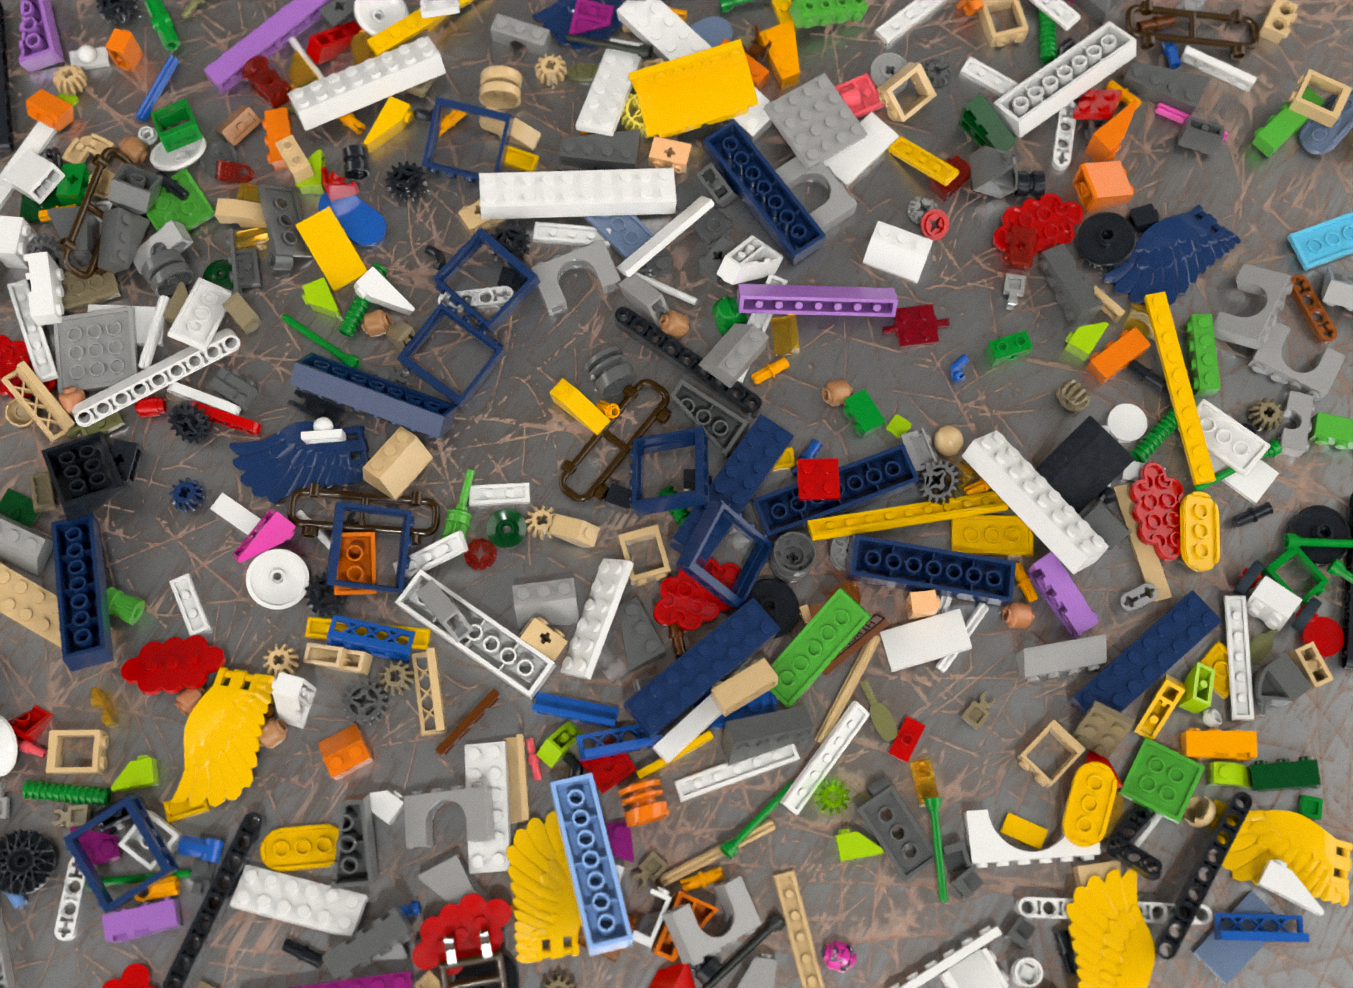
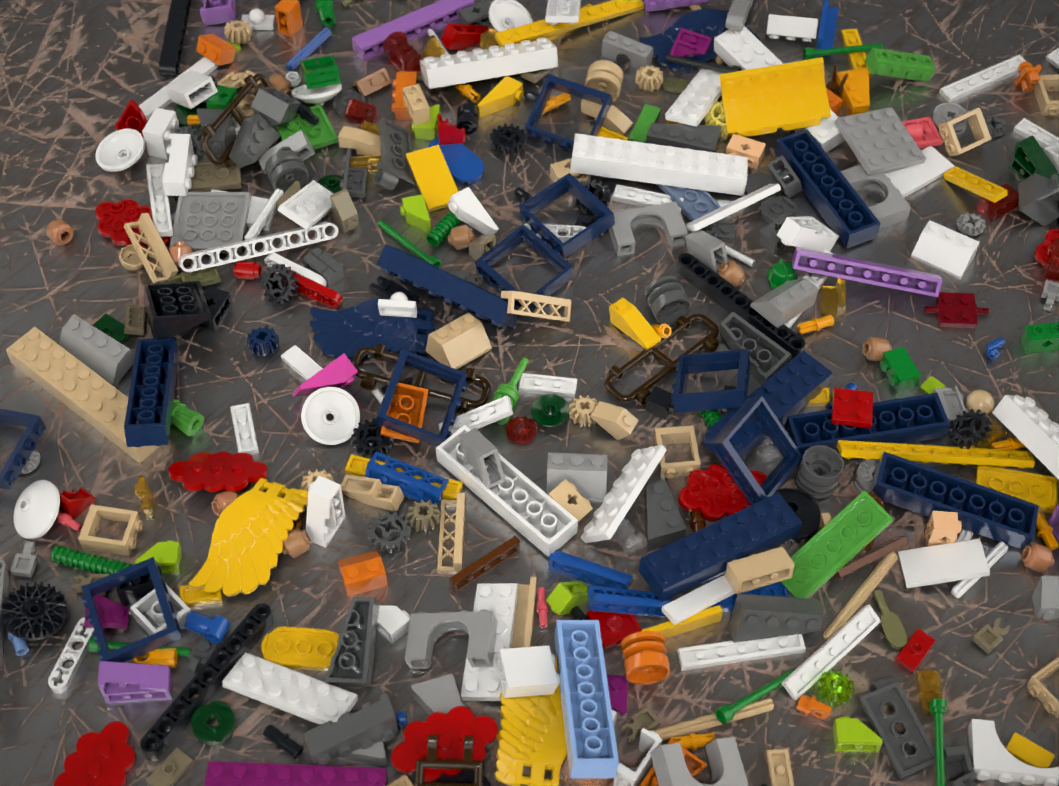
camera: 10 degrees right, 20 degrees down
(239, 956) = (218, 734): none -> dark green plate
(469, 399) = (539, 301): none -> tan fence
(530, 842) = (527, 671): none -> white brick
(555, 130) = (648, 115): none -> bright green tile
(808, 820) = (814, 707): none -> orange piece
(941, 221) = (988, 233): gear -> none

